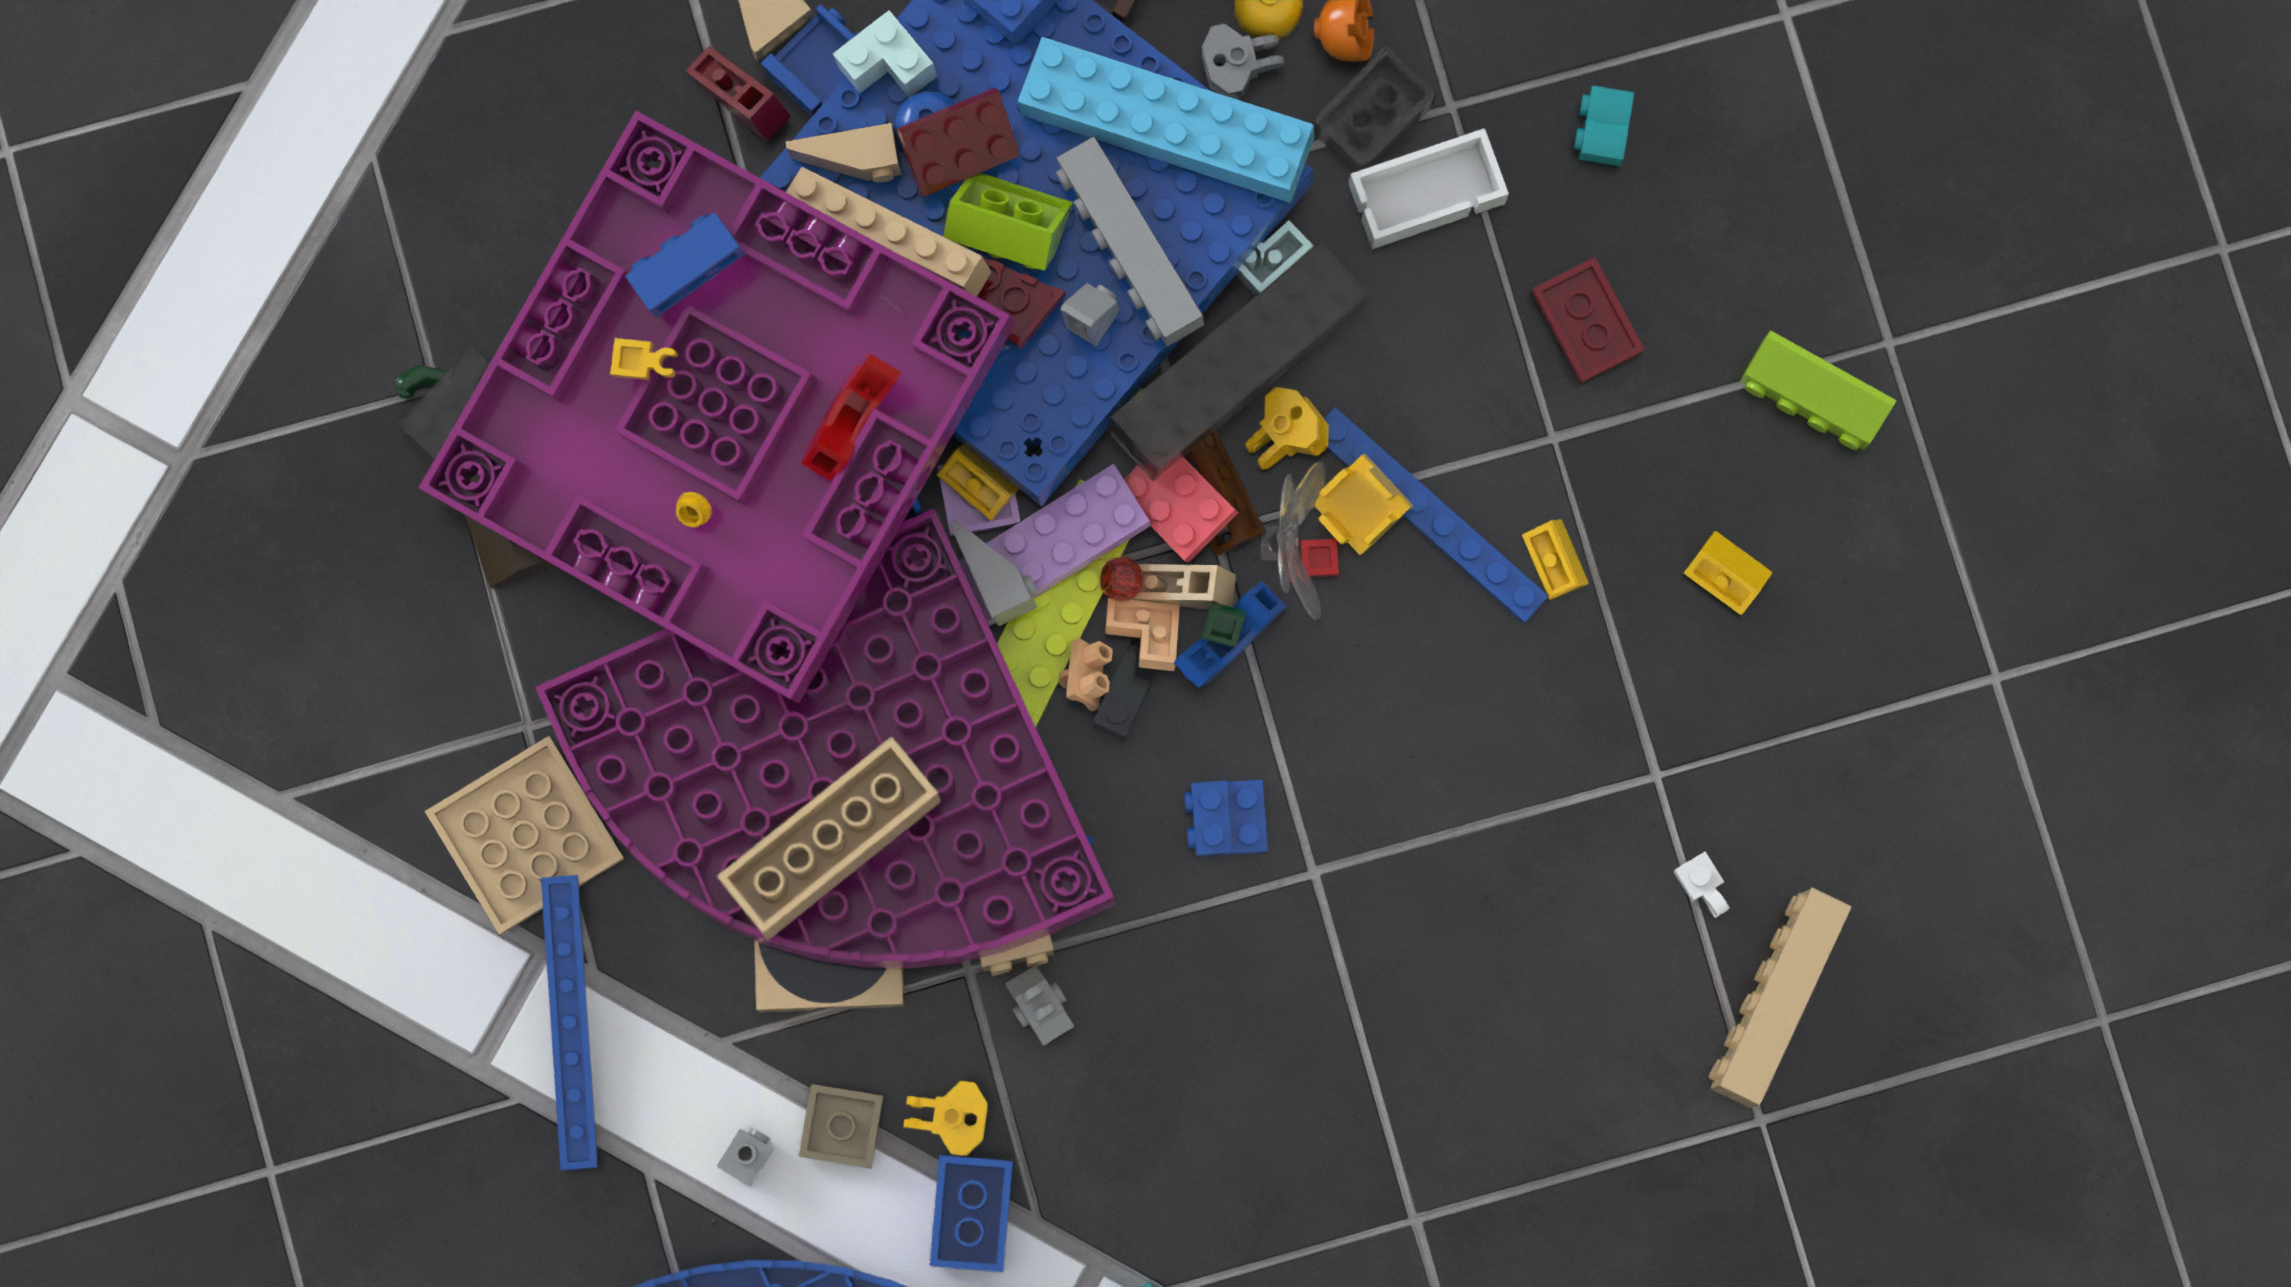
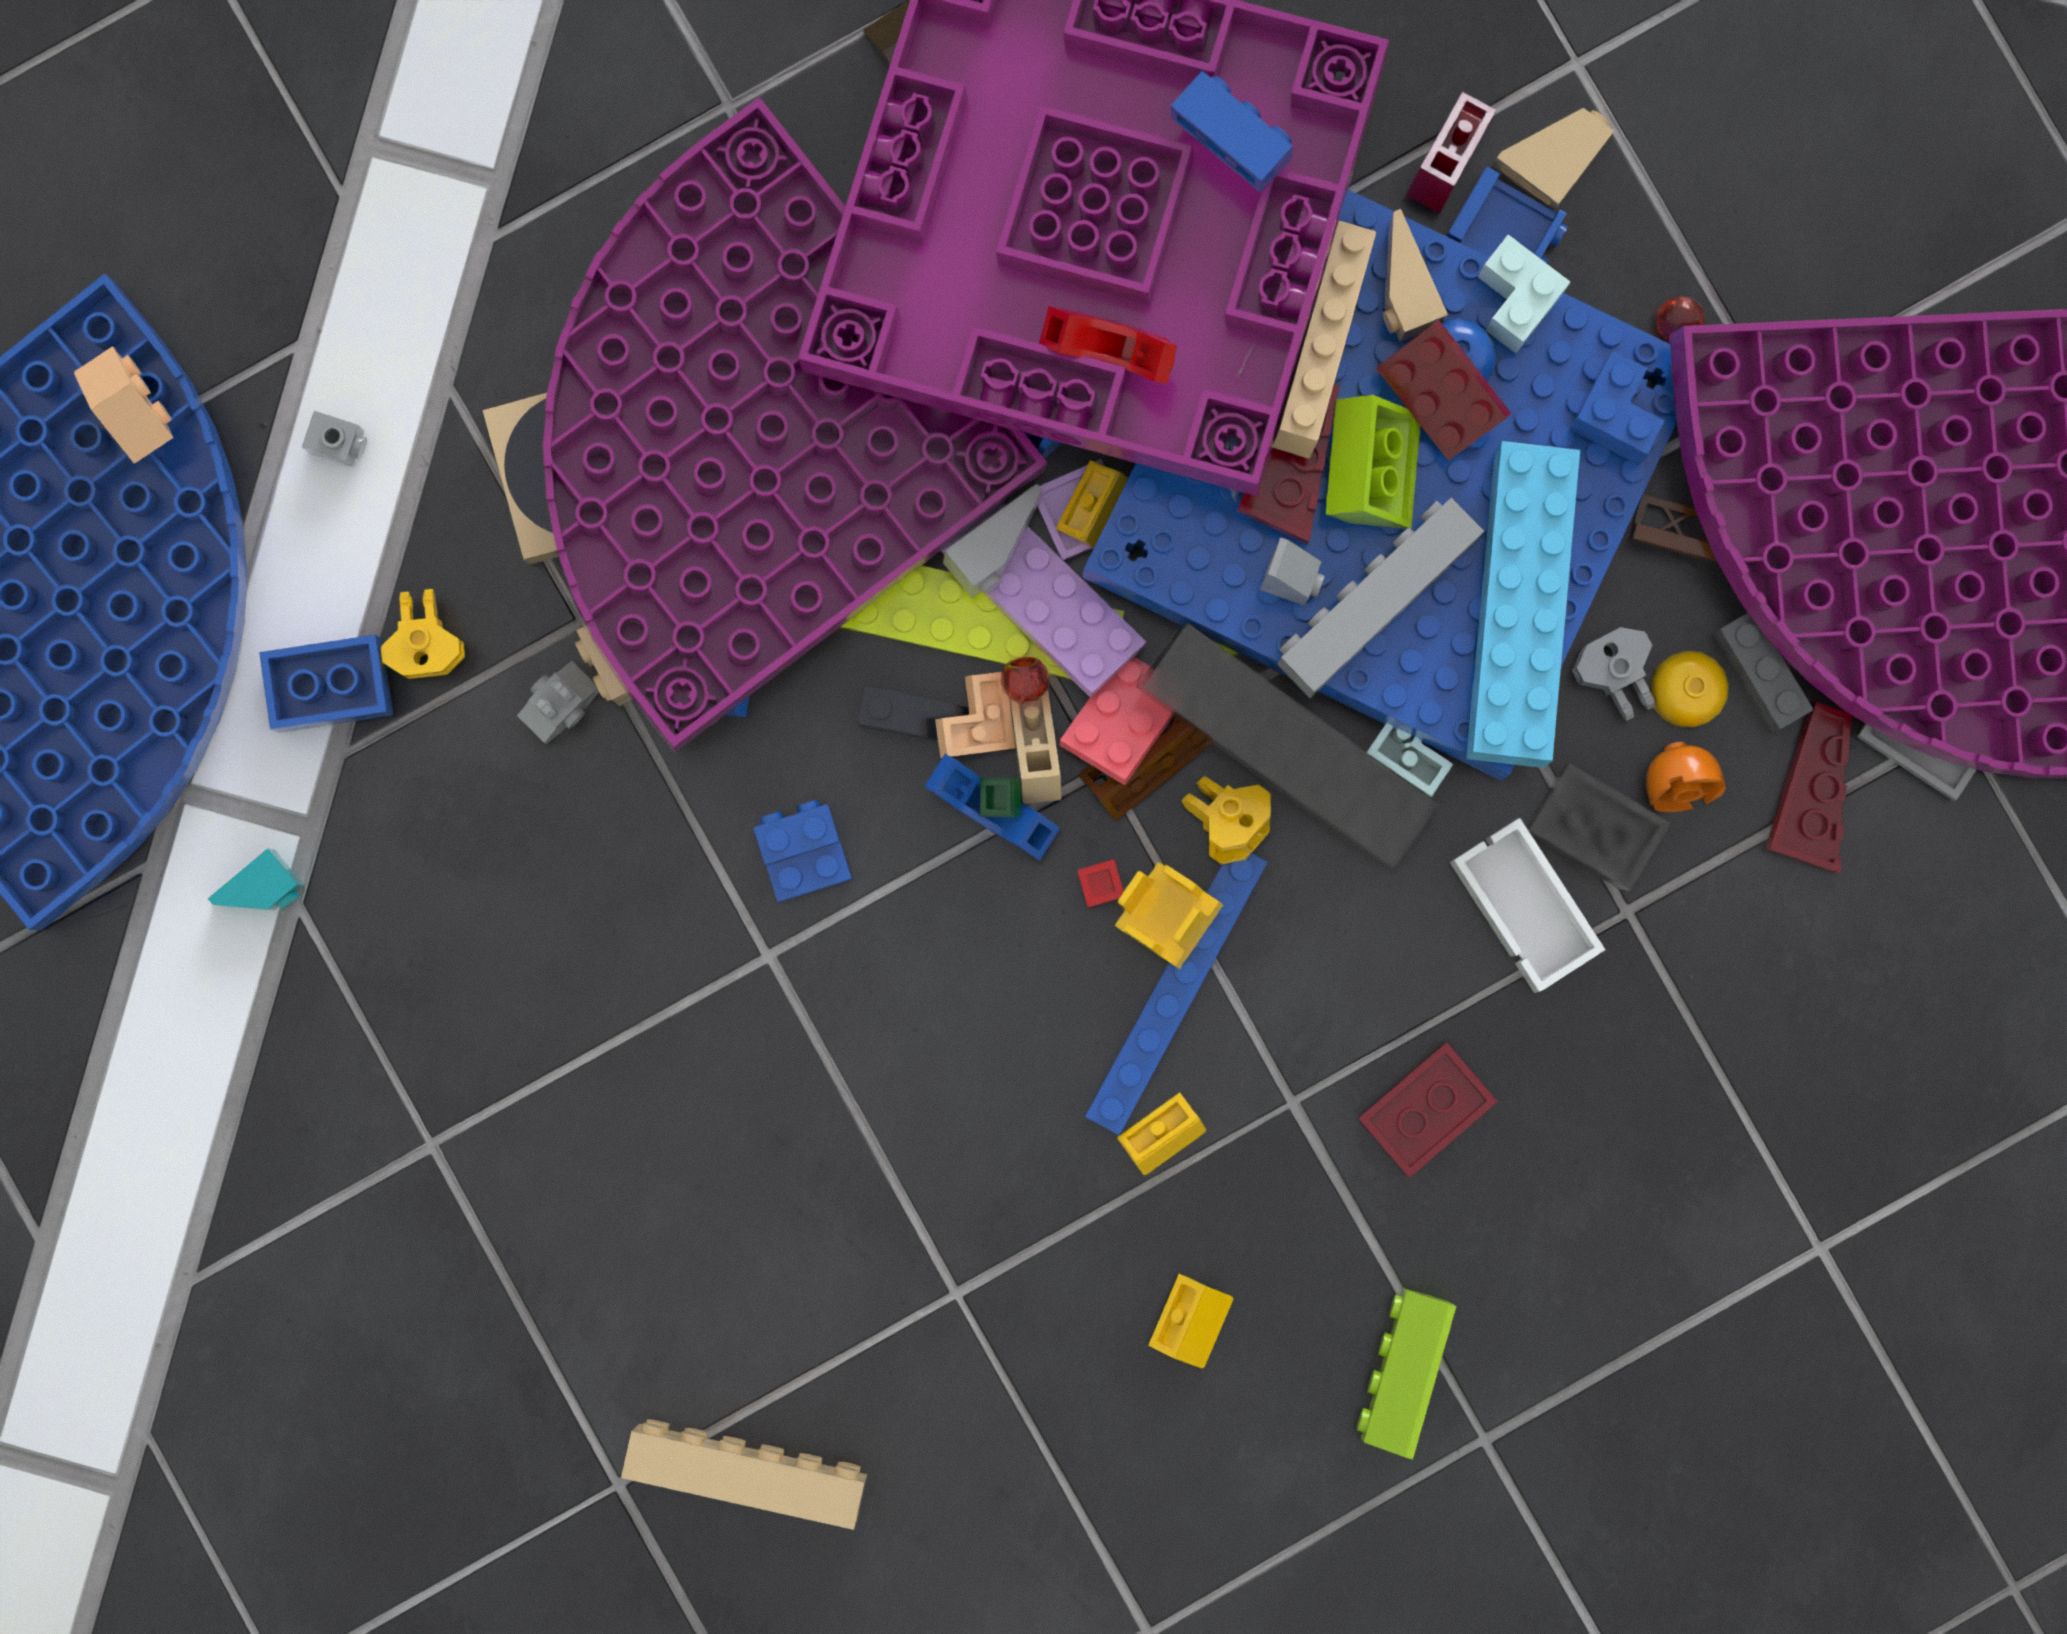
camera: 80 degrees right, 5 degrees up
(520, 827) = (608, 126): tan plate -> none
(569, 1022) = (428, 224): blue plate -> none
(636, 359) = (1119, 108): yellow plate -> none
(693, 509) = (976, 208): yellow plate -> none
(829, 838) = (662, 435): tan brick -> none
(841, 1126) = (388, 529): dark tan plate -> none
(1085, 673) = (917, 666): light nougat hips -> none
(1293, 511) = (1138, 841): clear piece -> none
(1605, 125) = (1645, 1080): teal brick -> none
(1700, 880) = (854, 1365): white plate -> none

